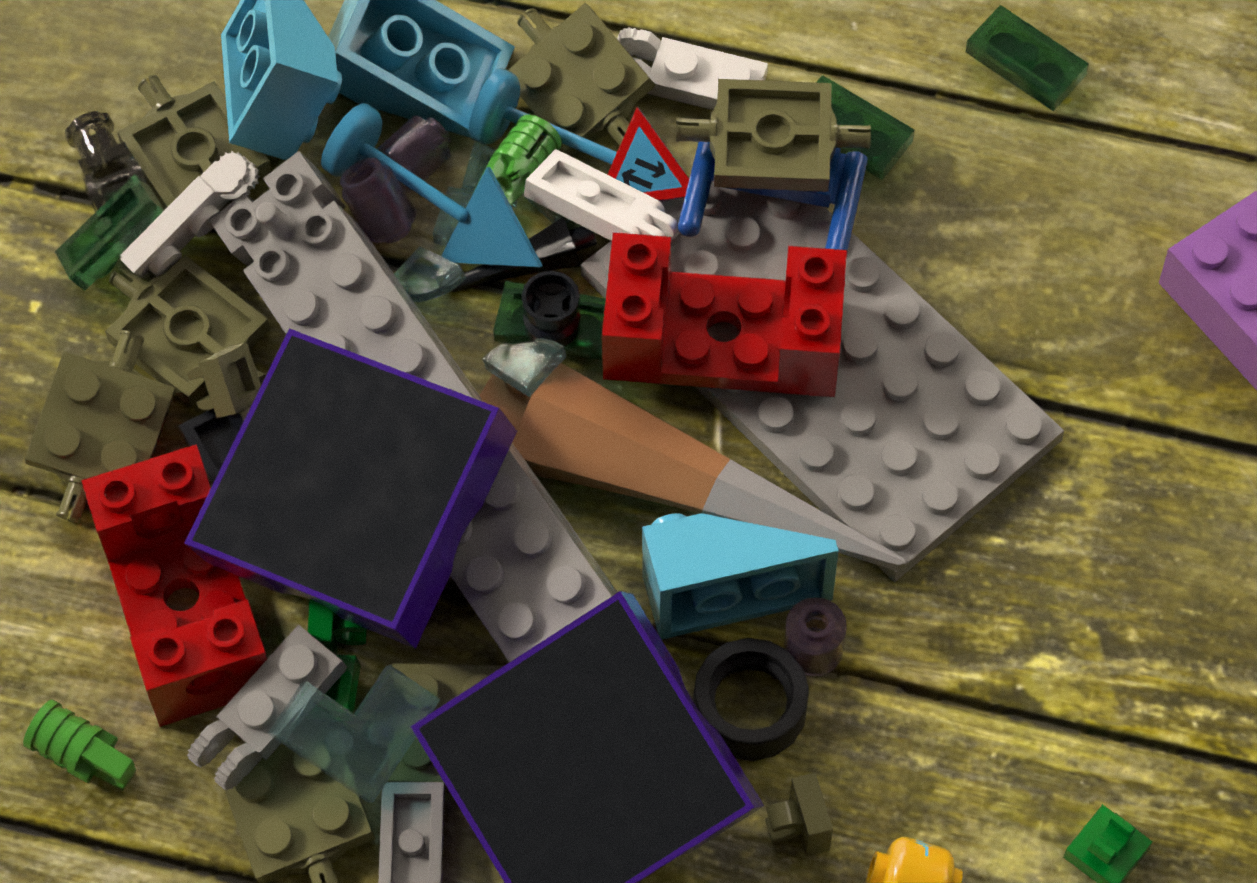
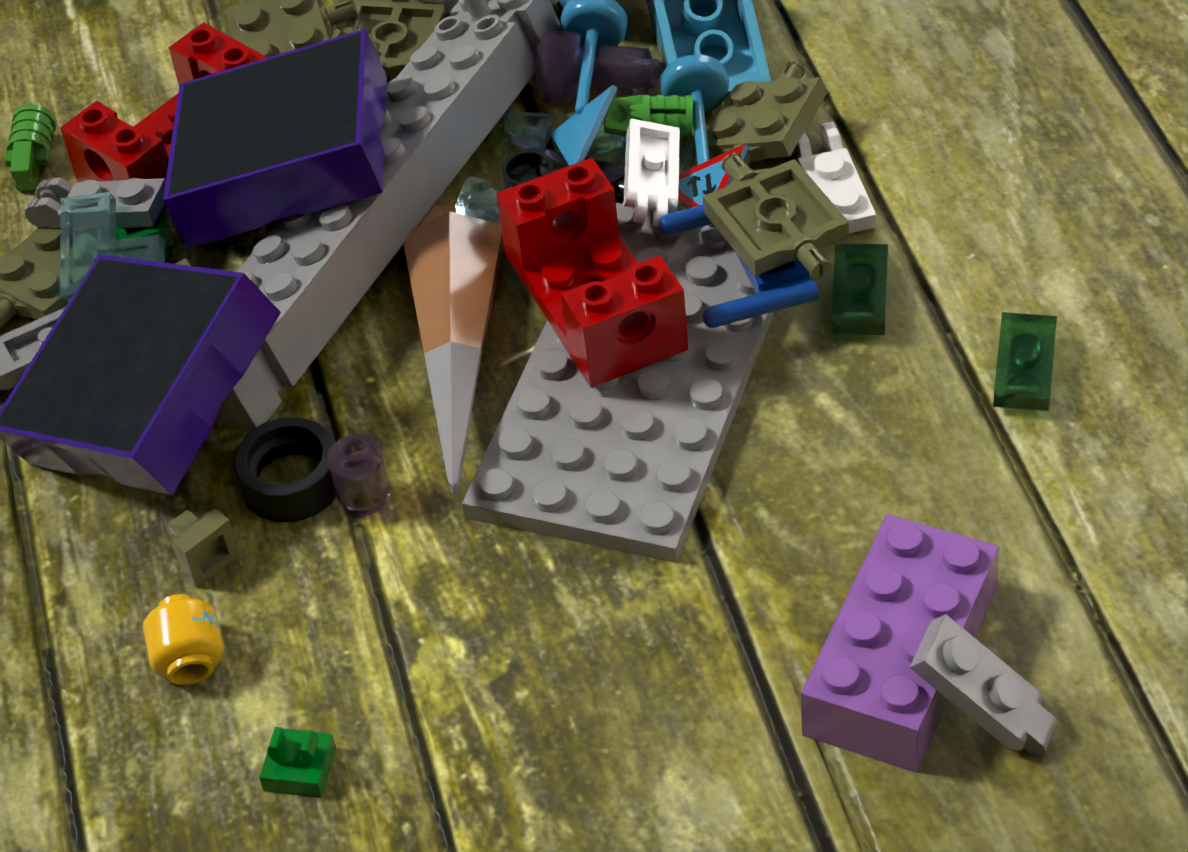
camera: 65 degrees right, 15 degrees down
(727, 571) = (363, 383): medium azure slope -> none

